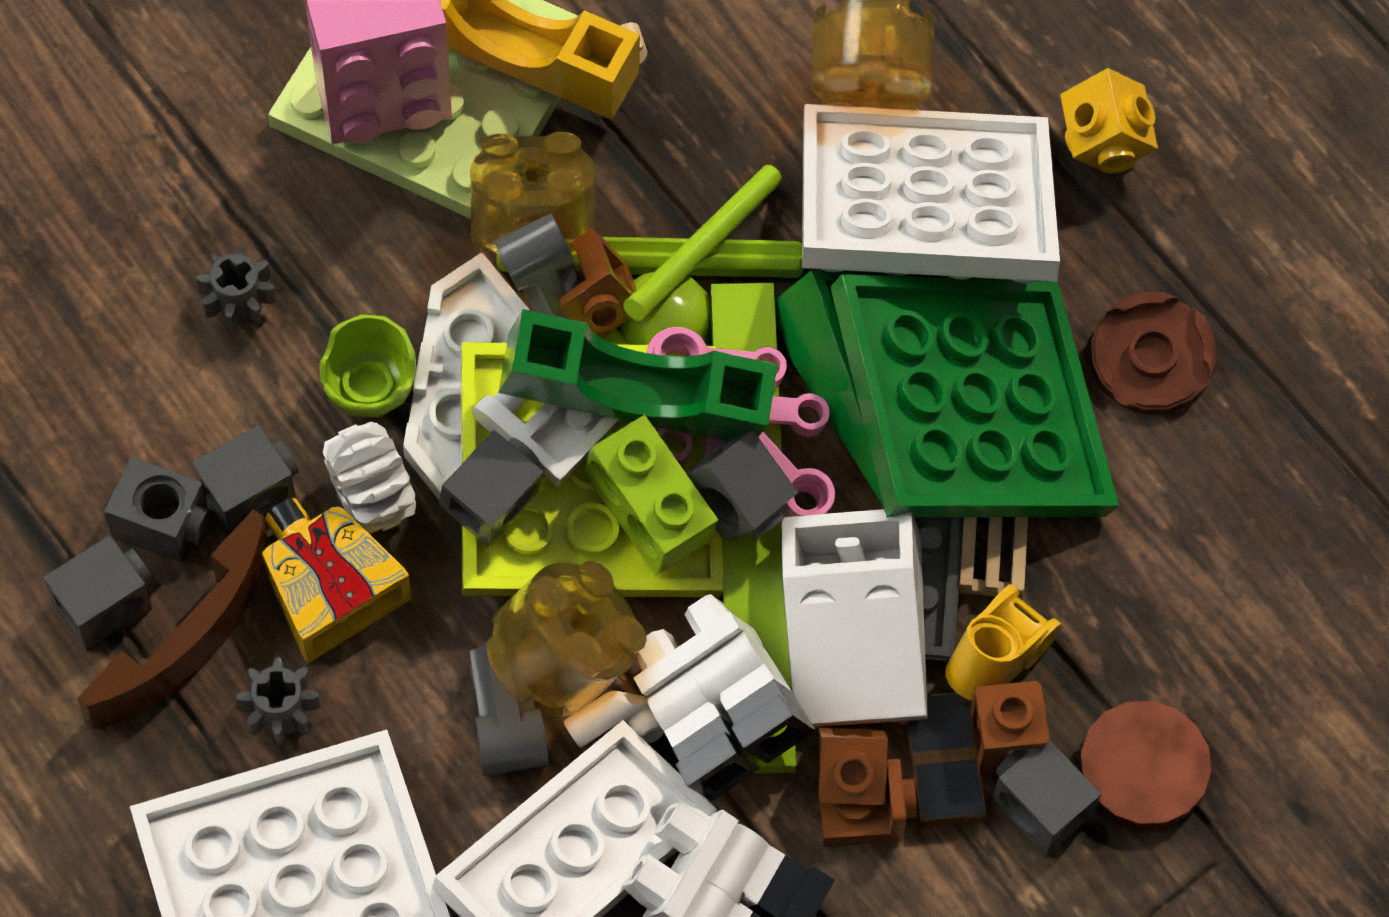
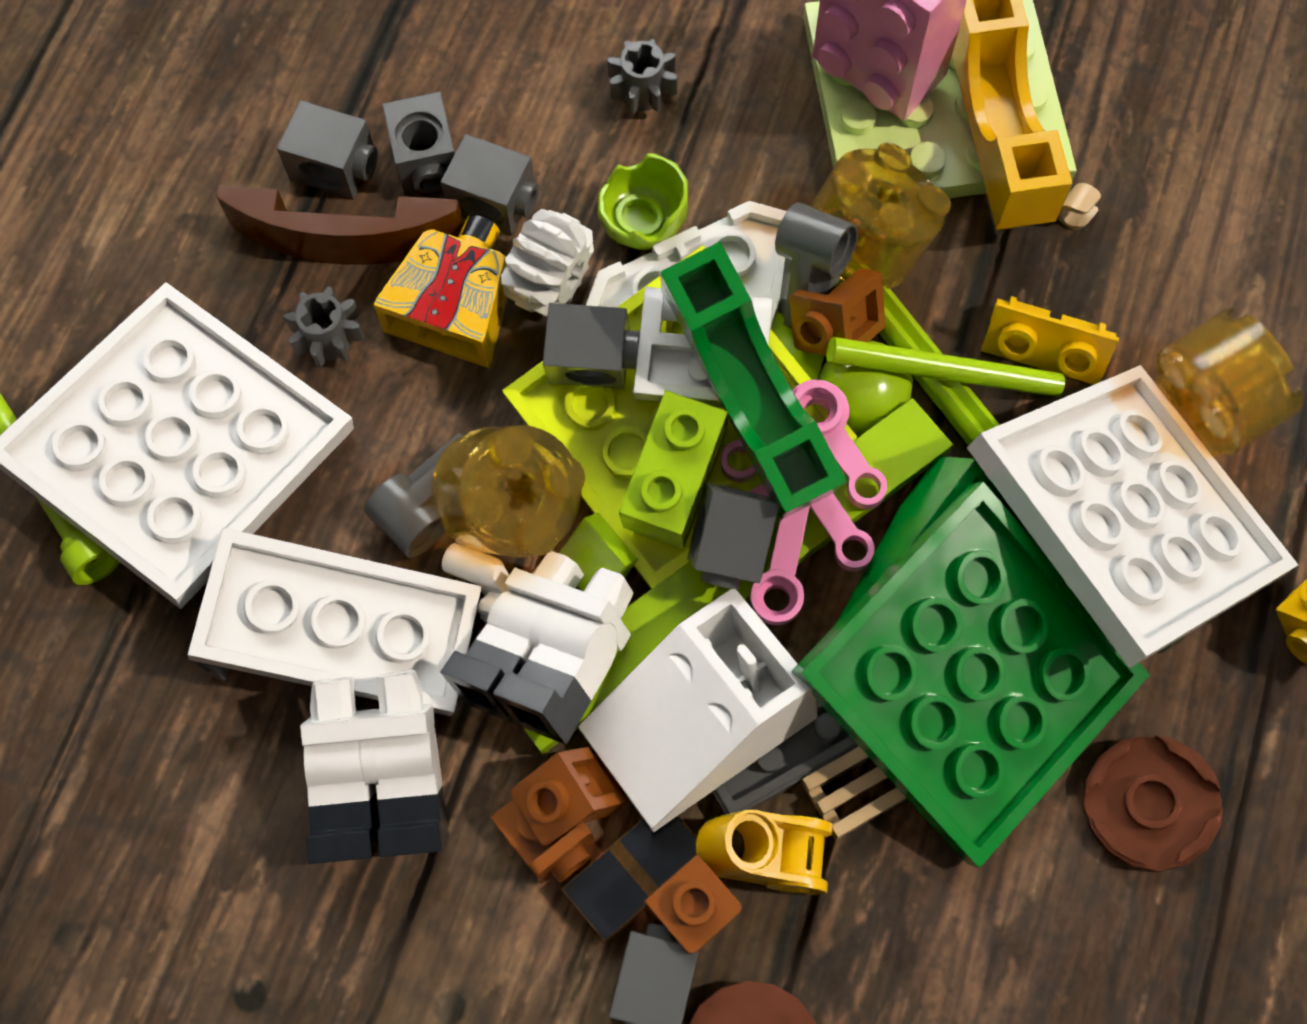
camera: 60 degrees right, 5 degrees up
(663, 607) = (596, 547): none -> lime tile
(742, 148) = (1051, 344): none -> yellow hinge

